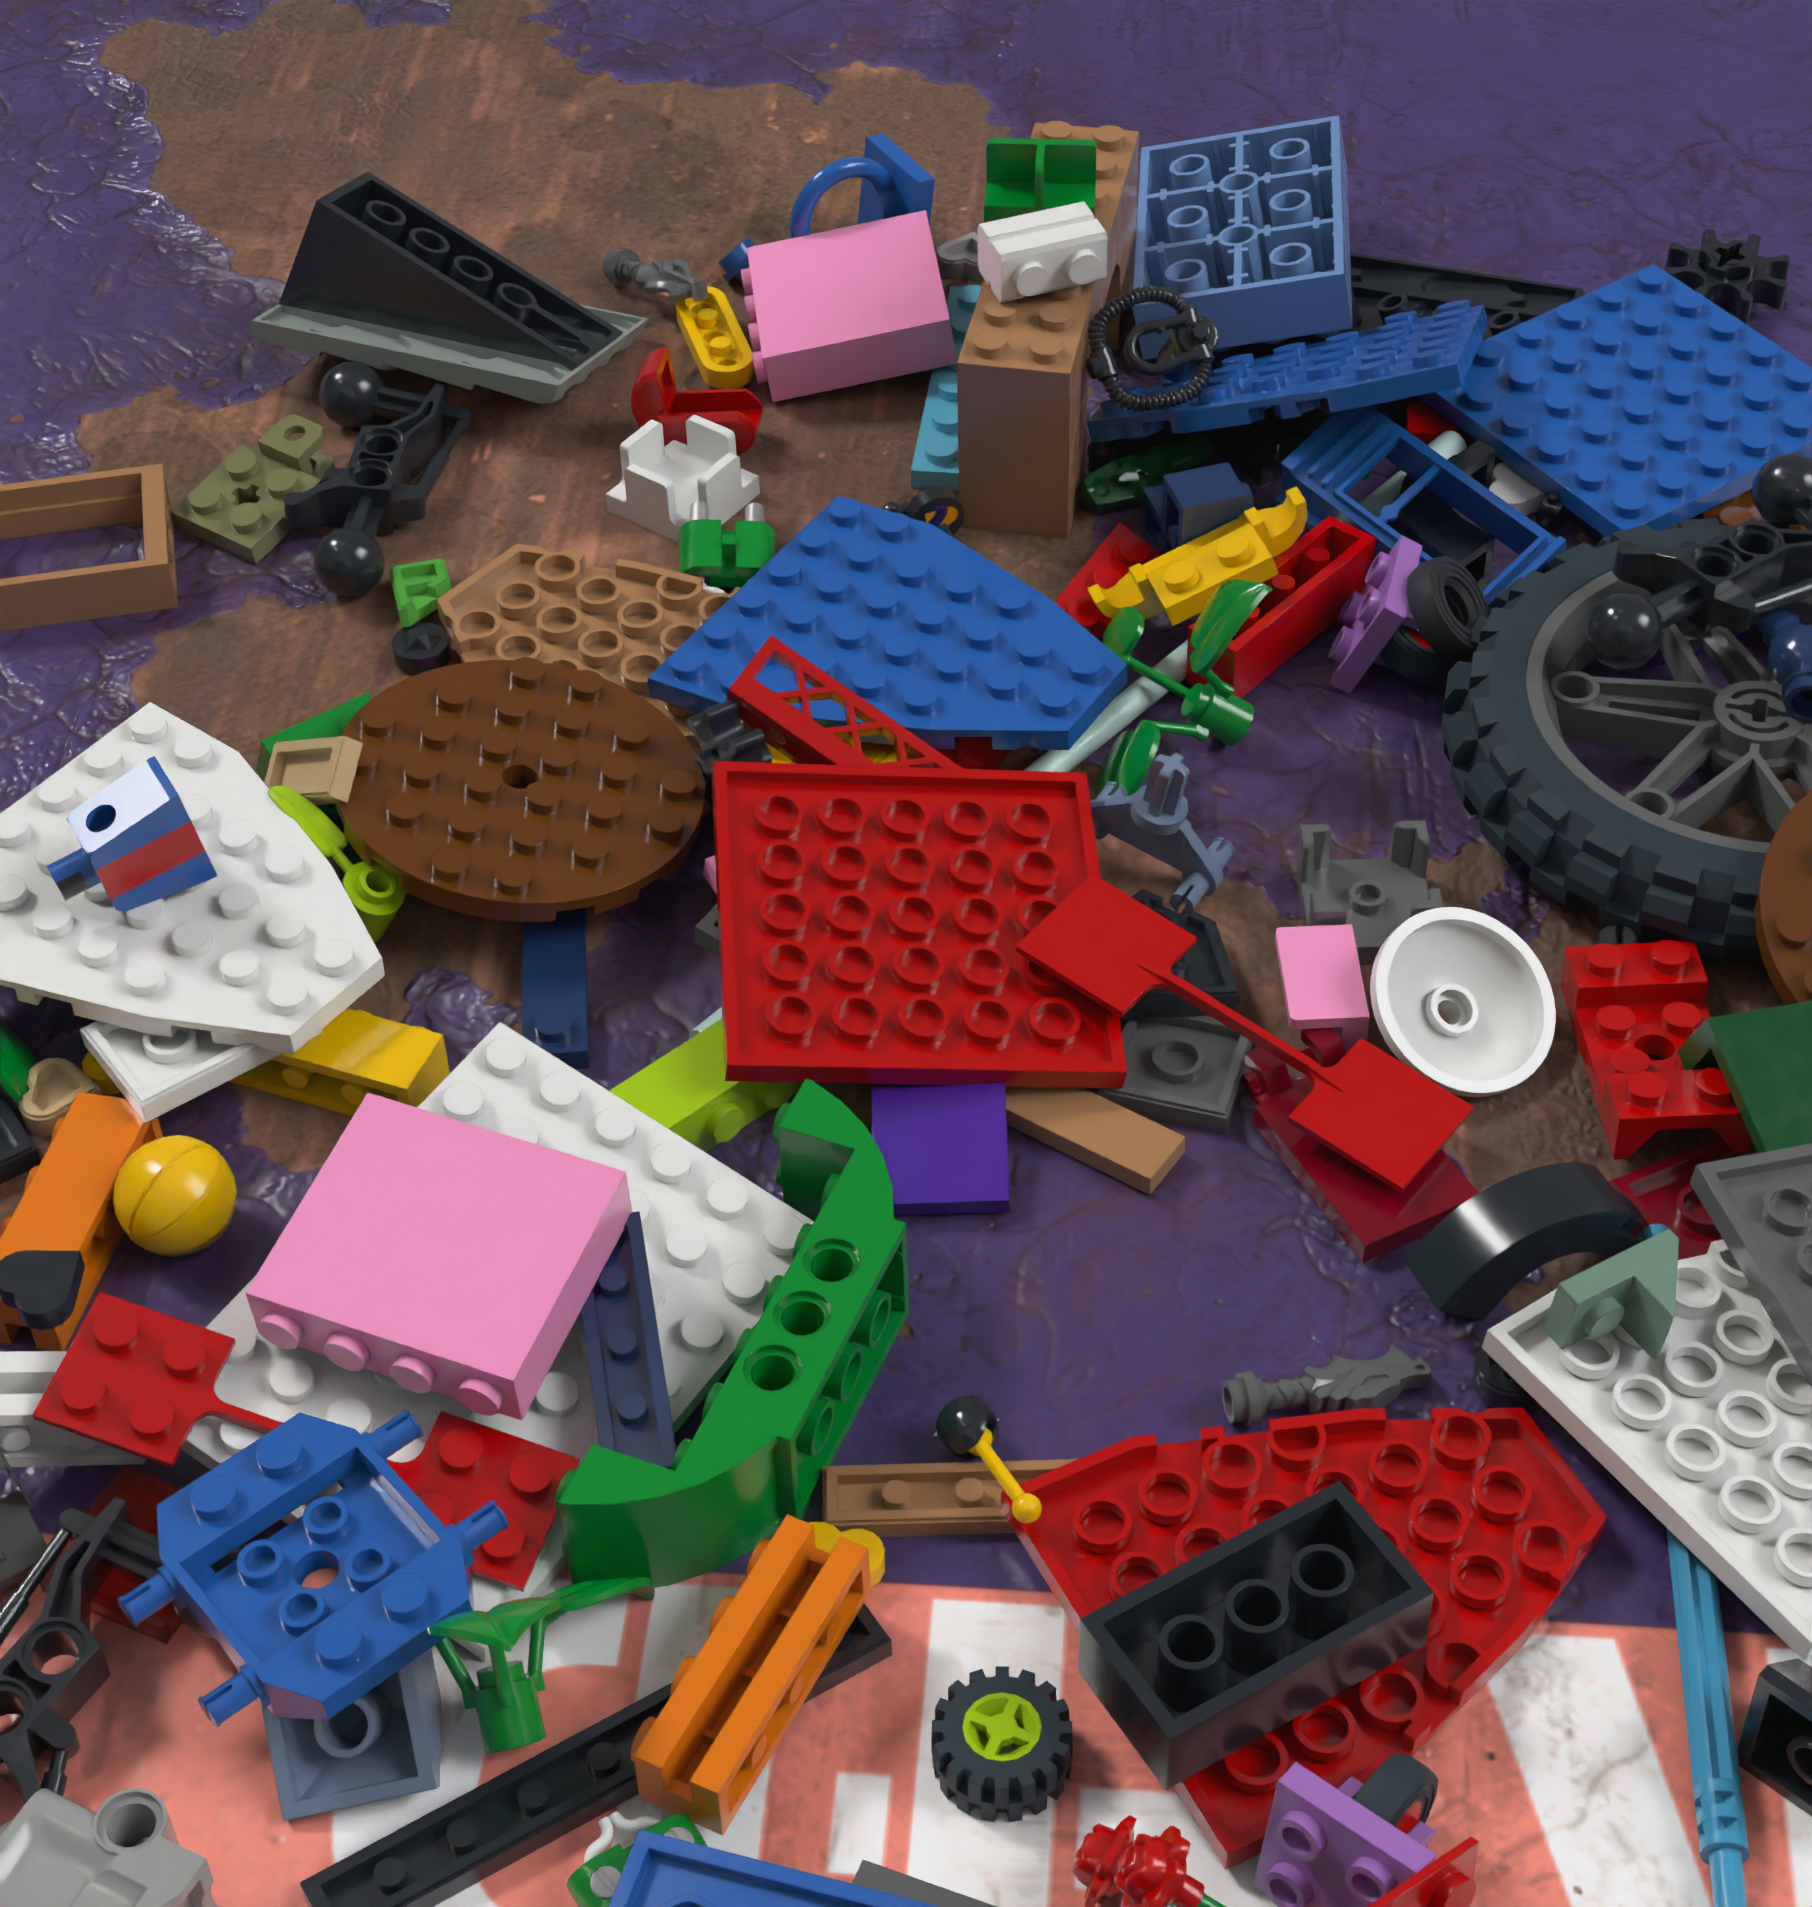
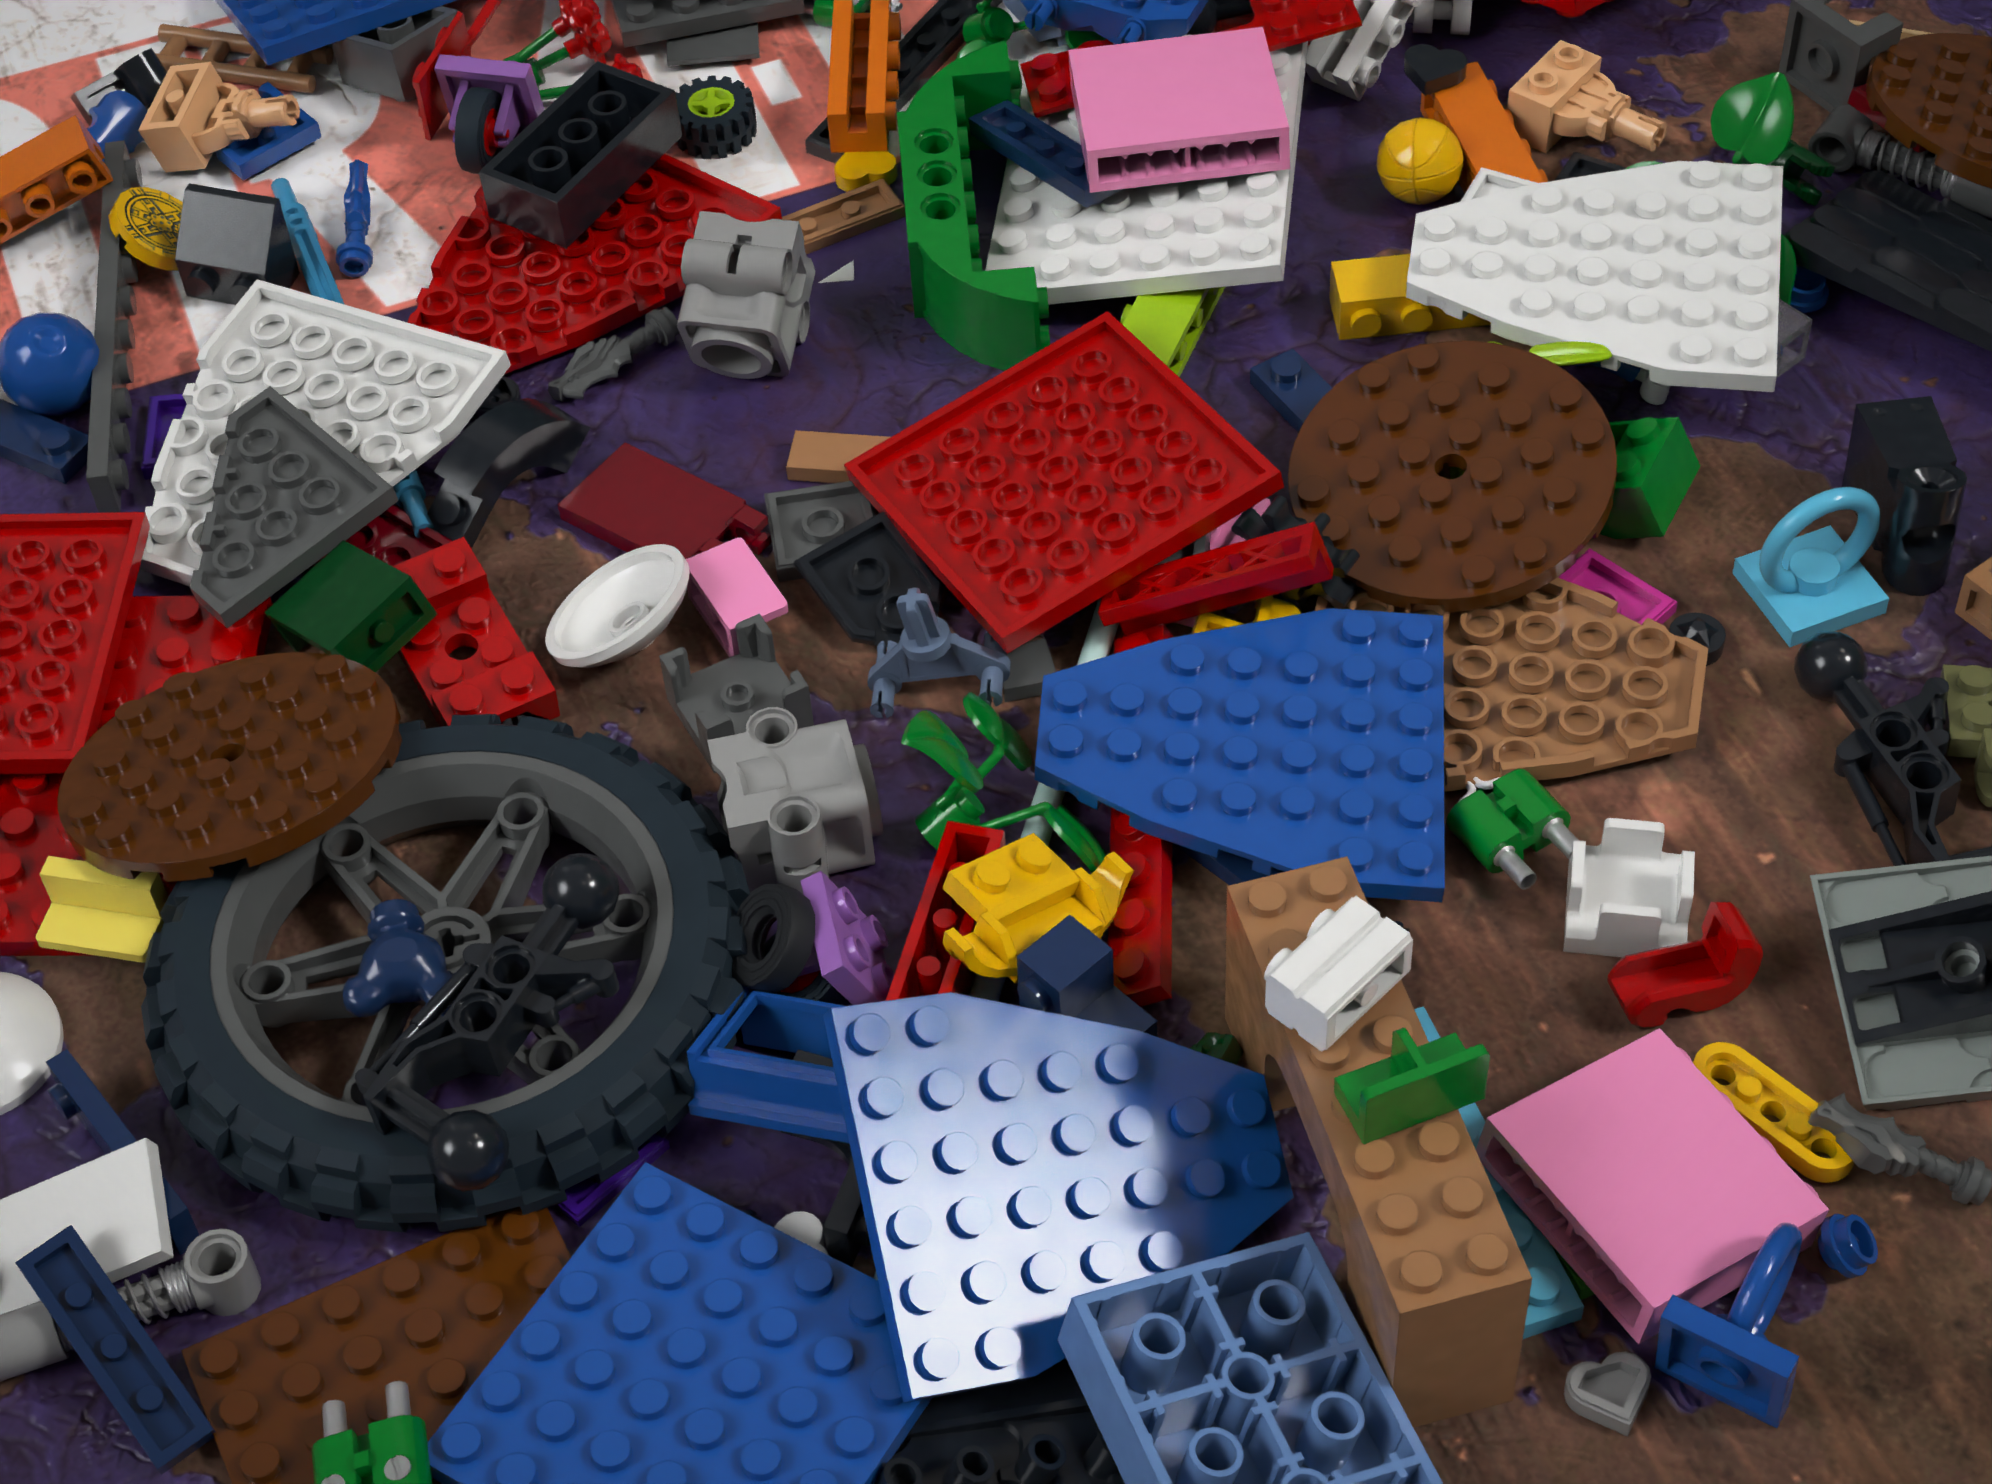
camera: 155 degrees right, 5 degrees up
(123, 632) = (1911, 471): none -> black piece
(133, 842) = (1621, 202): blue torso -> none
(268, 652) = (1815, 578): none -> medium azure tile
(315, 768) = (1598, 381): tan tile -> none
(417, 589) = (1752, 684): bright green tile -> none
(944, 1147) = (938, 383): dark purple tile -> none
(971, 1433) = (821, 239): hinge -> none
(1133, 1299) = (745, 295): none -> light grey piece
(1181, 358) = (1165, 1069): black piece -> none
(1360, 1108) = (885, 513): red hinge -> none
(1365, 739) = (796, 798): none -> light grey piece
(1624, 1290) = (421, 384): sand green slope -> none
(1645, 1712) = (354, 255): none -> blue piece

